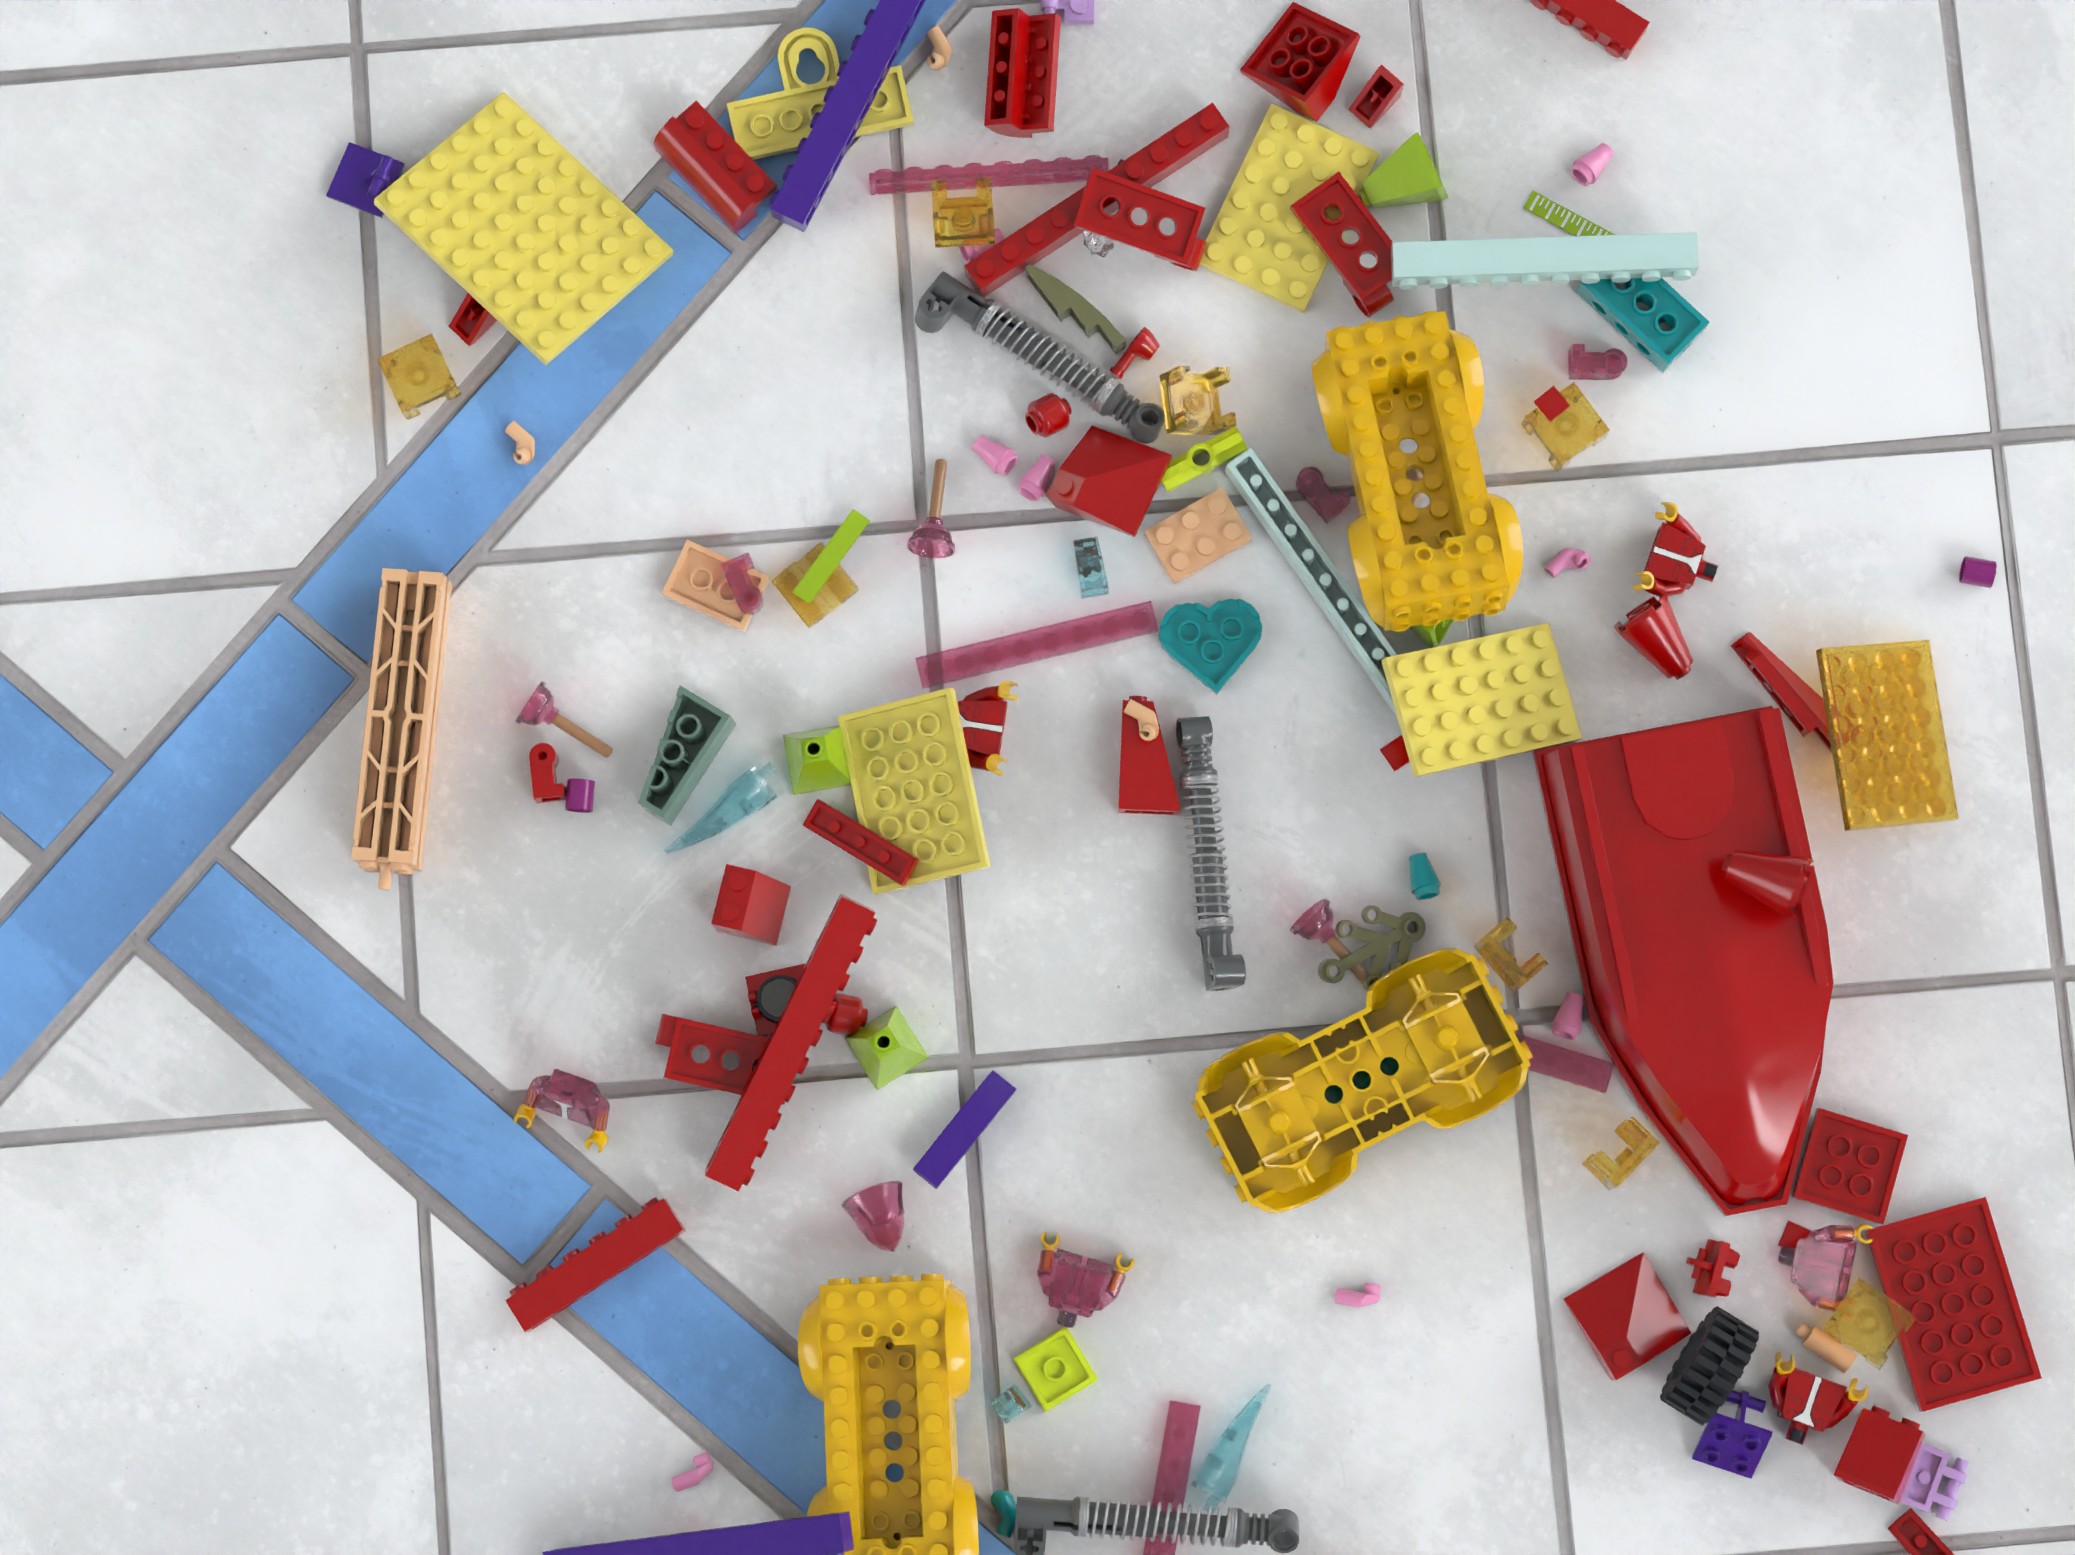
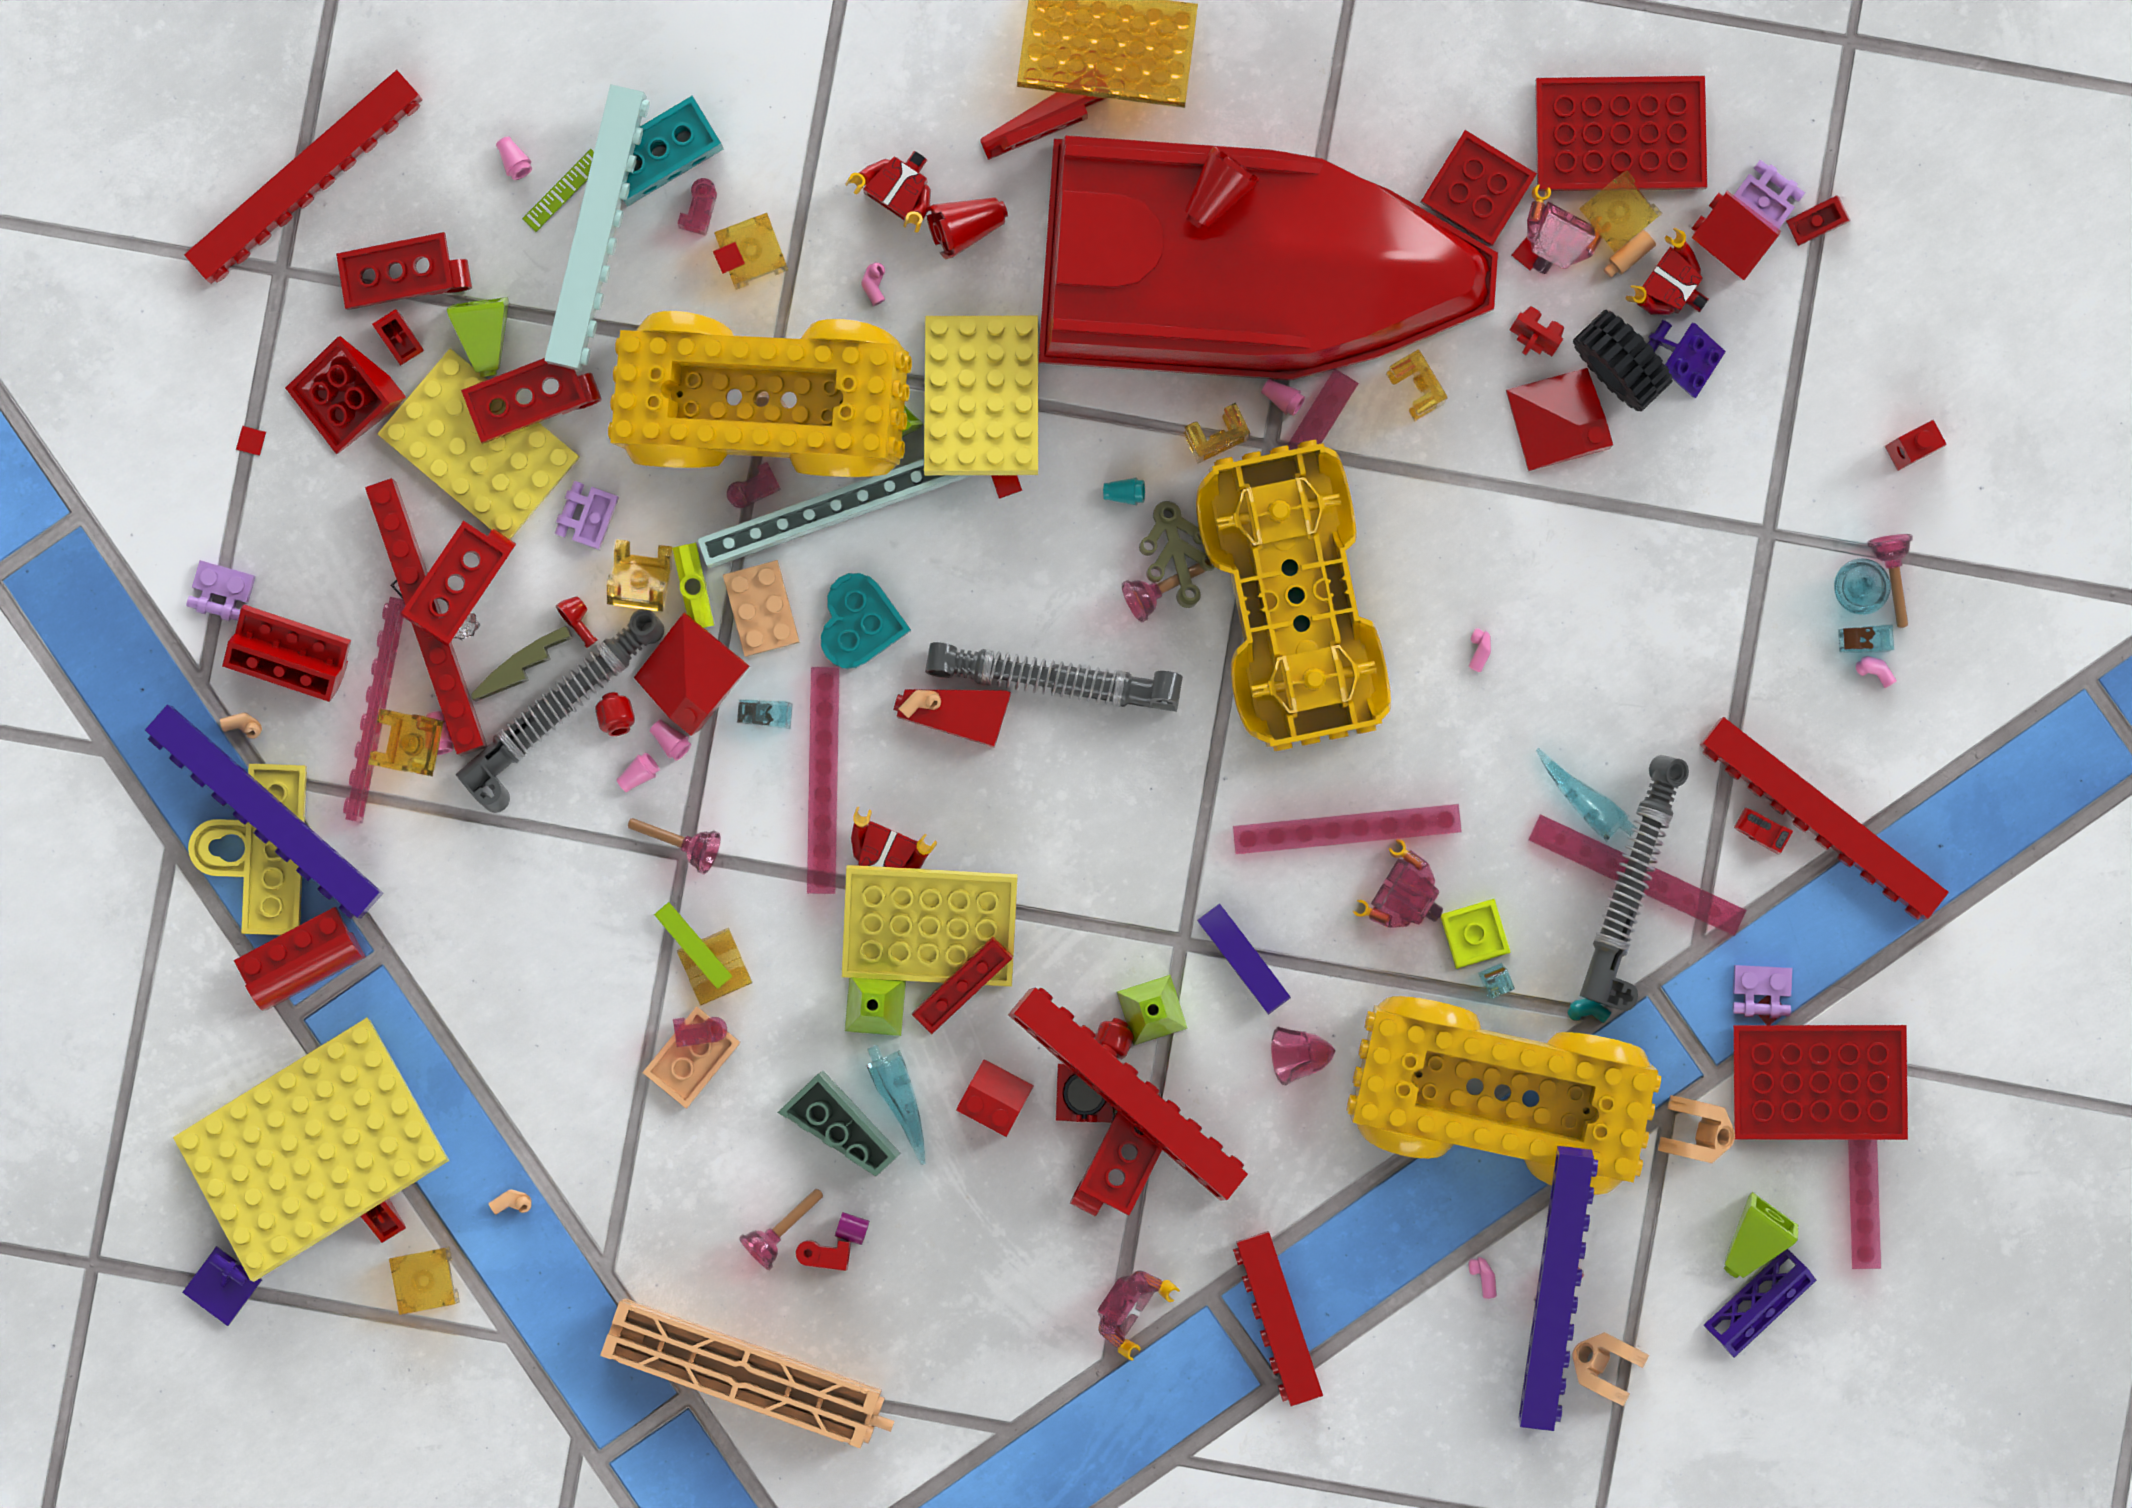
camera: 75 degrees left, 5 degrees up
(1130, 1203) = (1347, 829): none -> clear pink plate
(1245, 342) = (594, 518): none -> lavender plate
(1448, 122) = (441, 277): none -> red hinge

